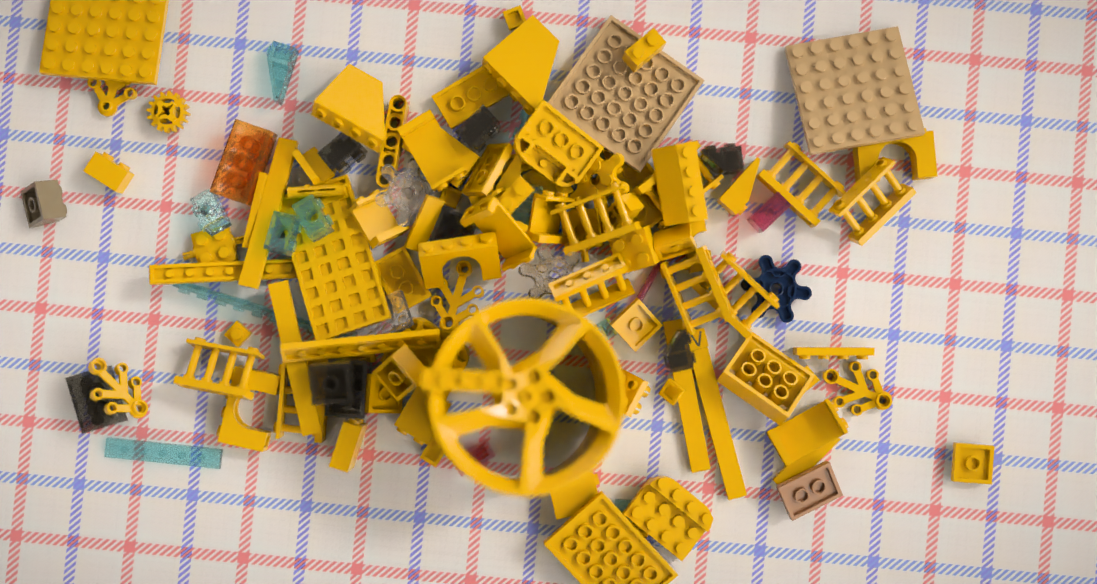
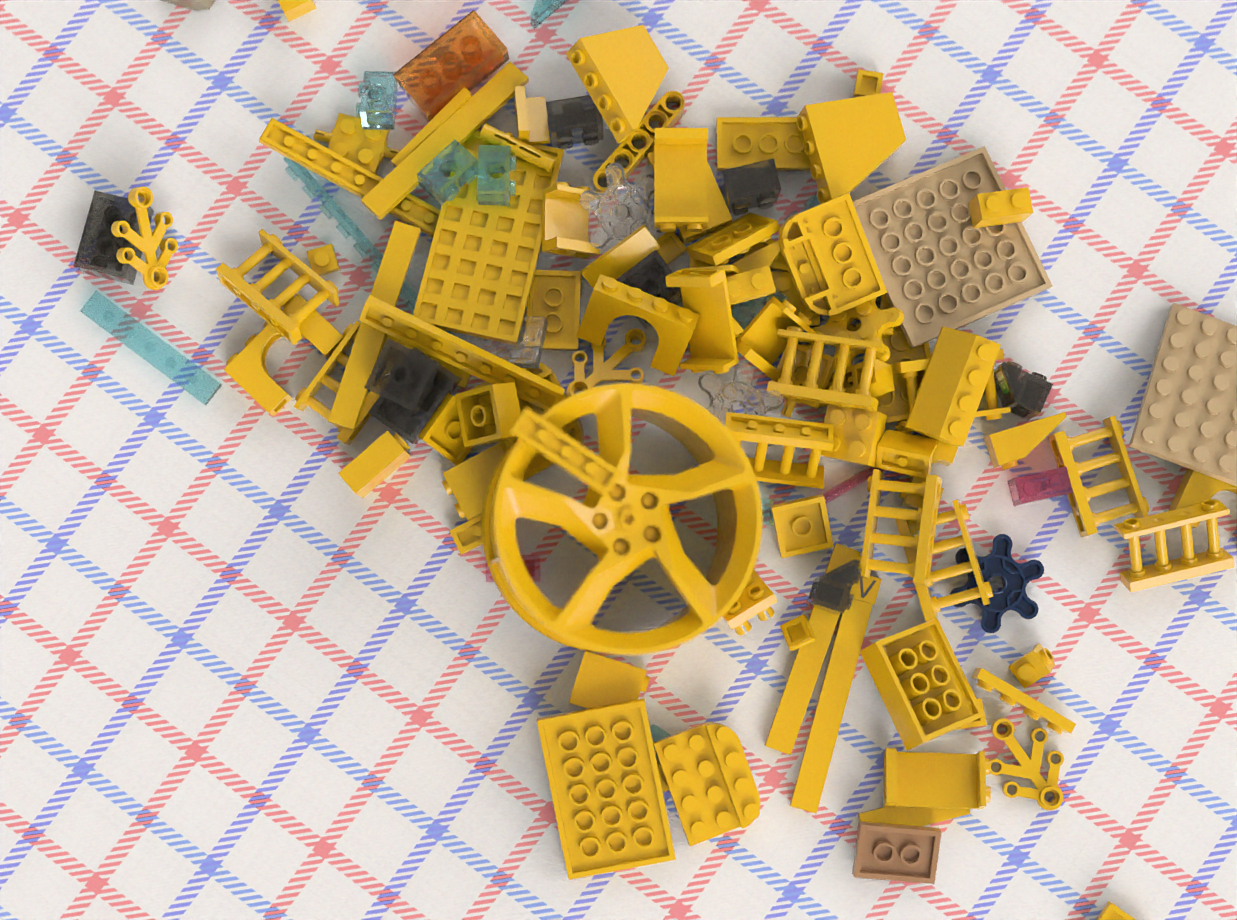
camera: 35 degrees right, 5 degrees down
(827, 326) = (1032, 665): none -> yellow bracket

